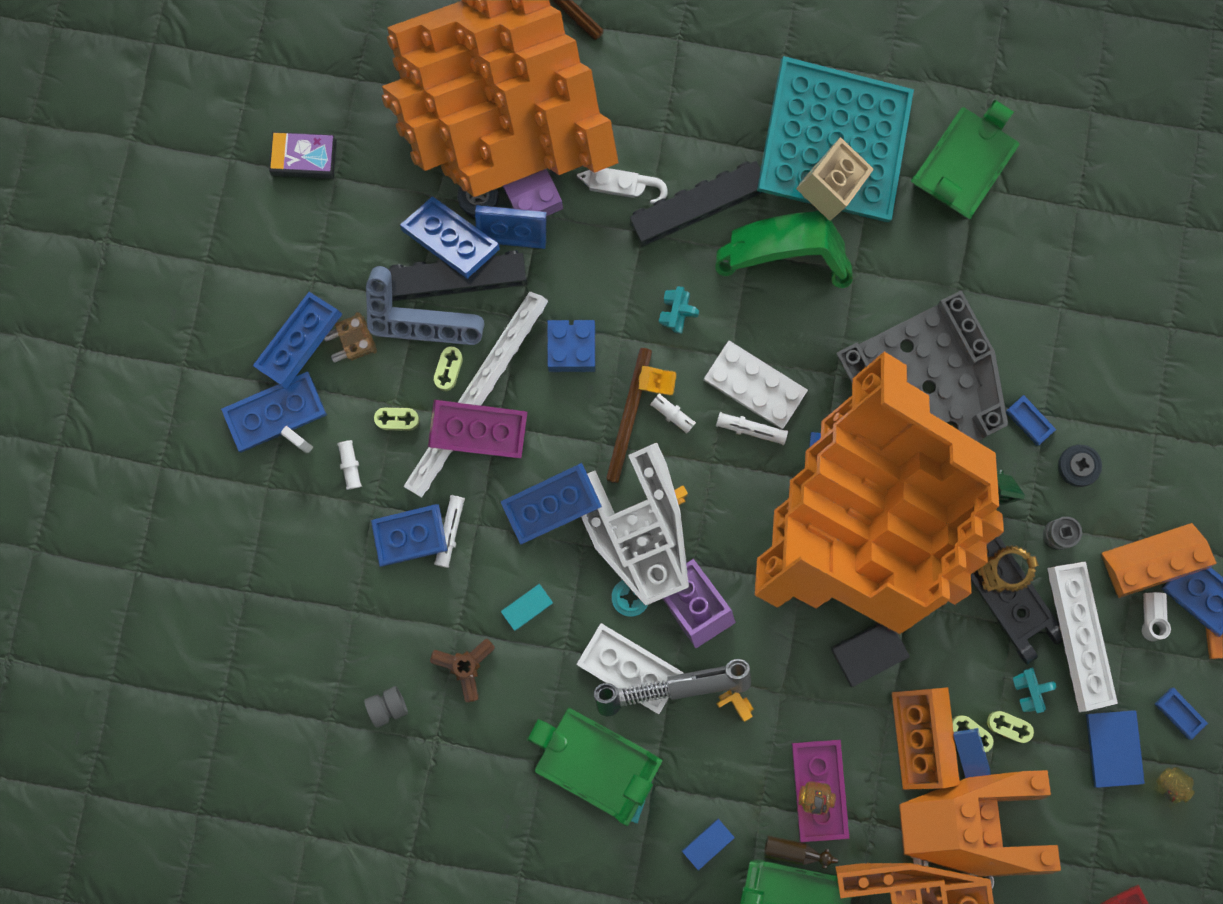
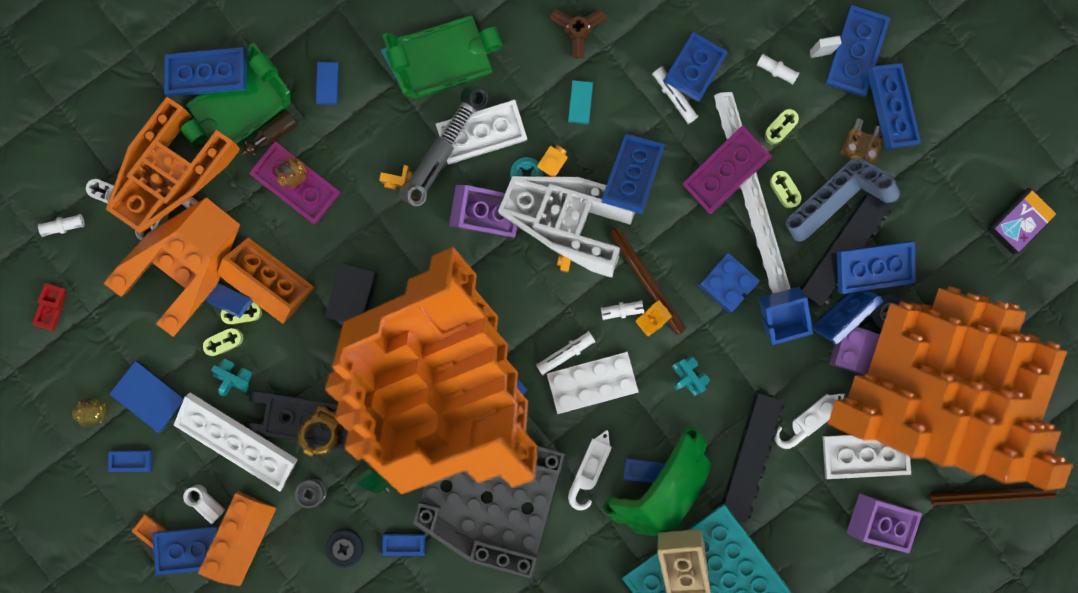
camera: 125 degrees right, 5 degrees up
(557, 274) = (785, 315): none -> blue piece
(599, 583) = (553, 160): none -> light orange bracket
(629, 124) = (853, 458): none -> white plate
(654, 54) = (884, 523): none -> medium lavender slope
(787, 279) = (642, 470): none -> blue tile
(827, 323) = (590, 469): none -> white plate

